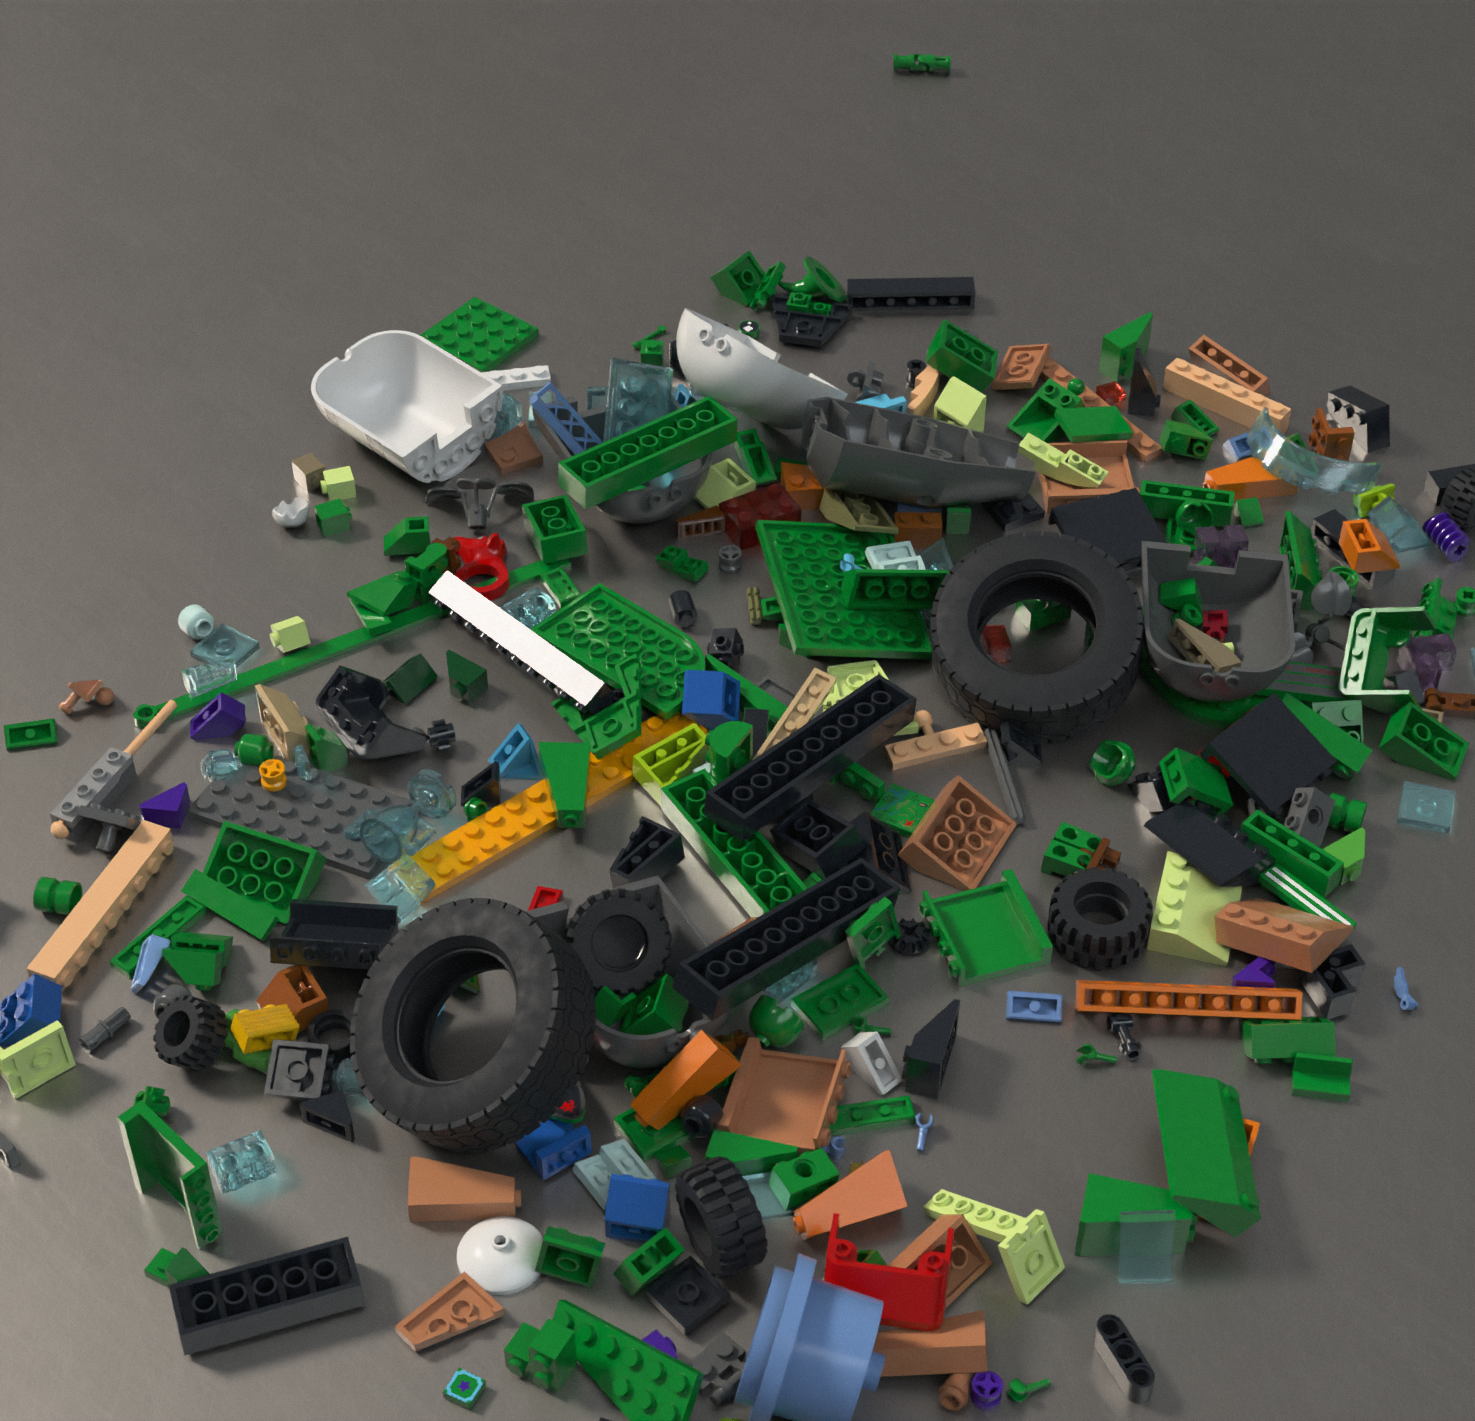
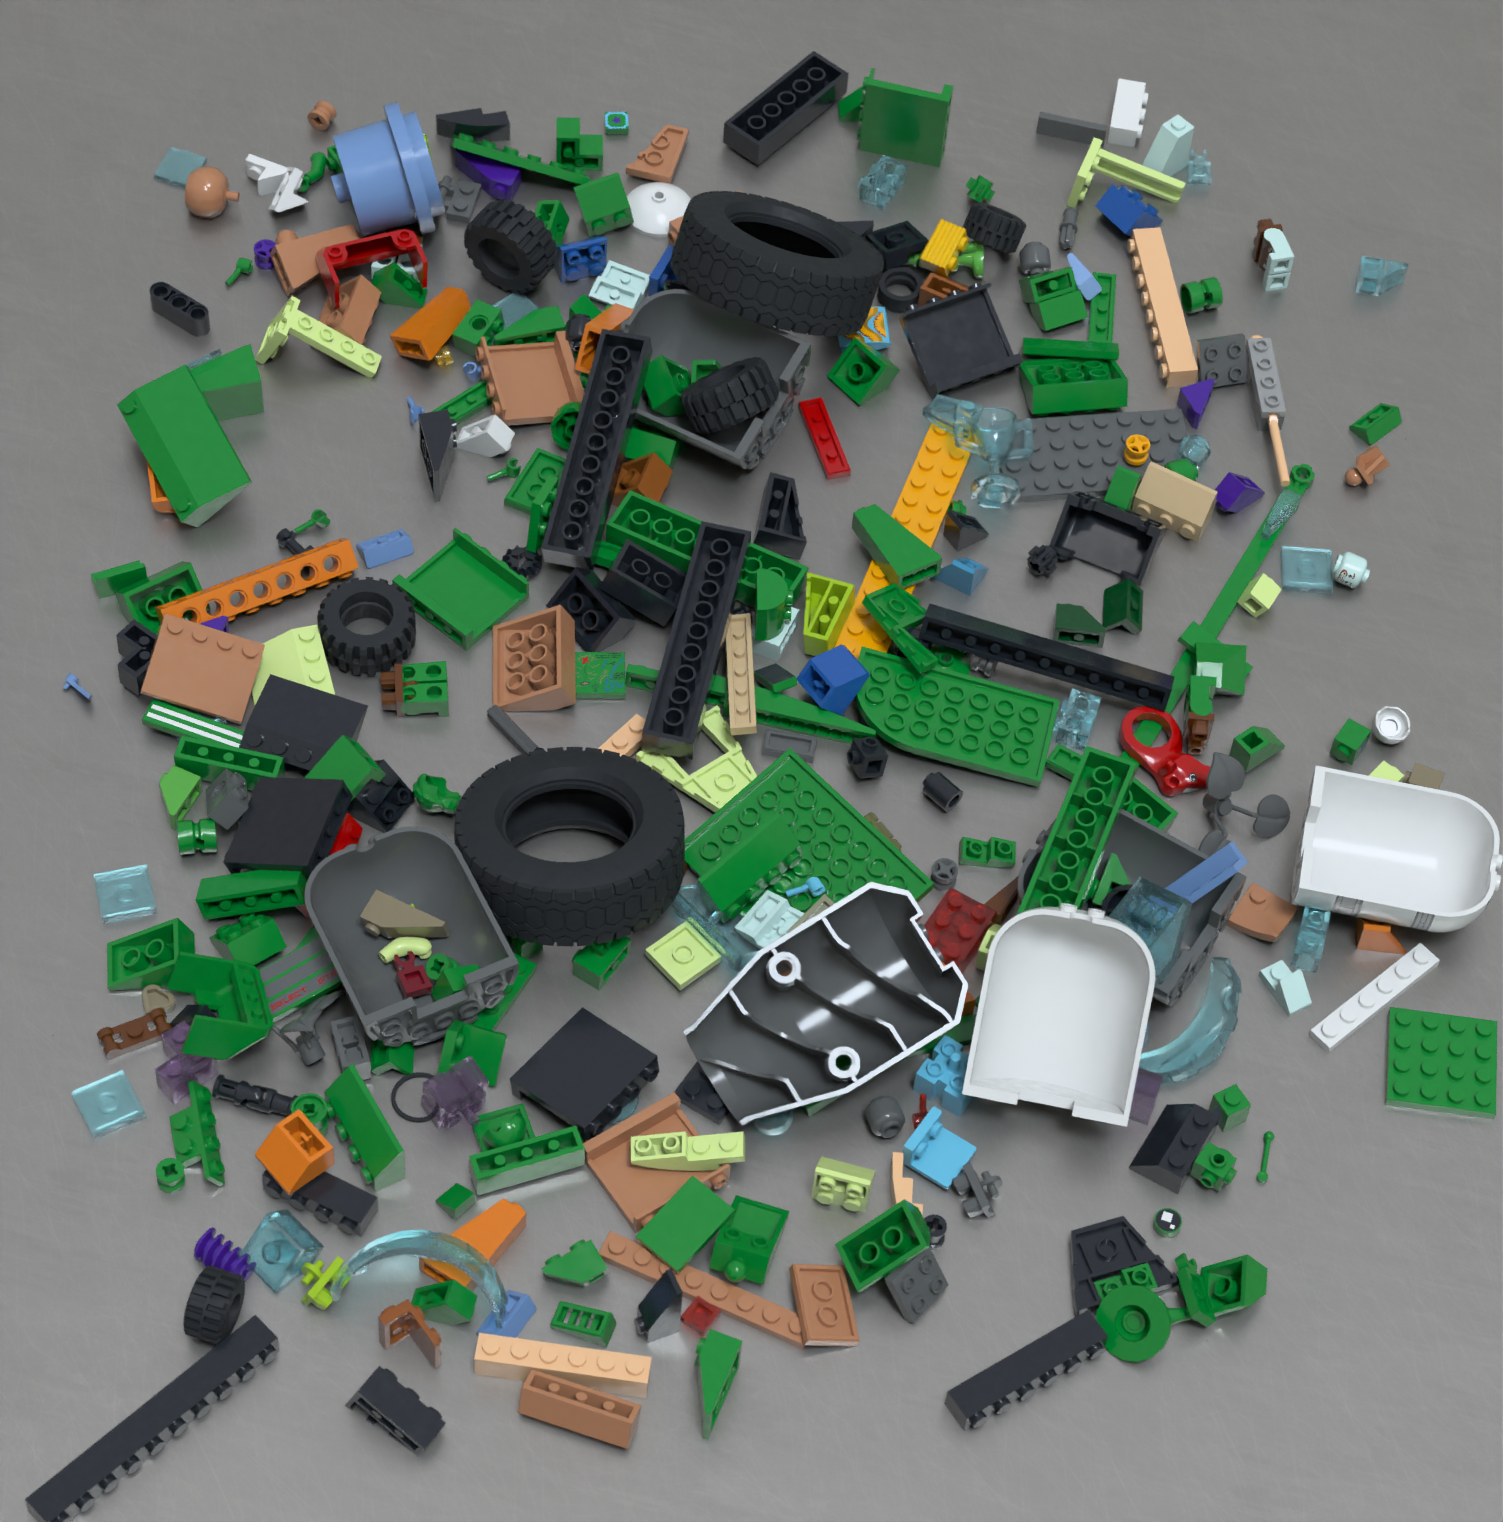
camera: 145 degrees right, 10 degrees up
(302, 763) = (1121, 460): clear light blue tile -> none

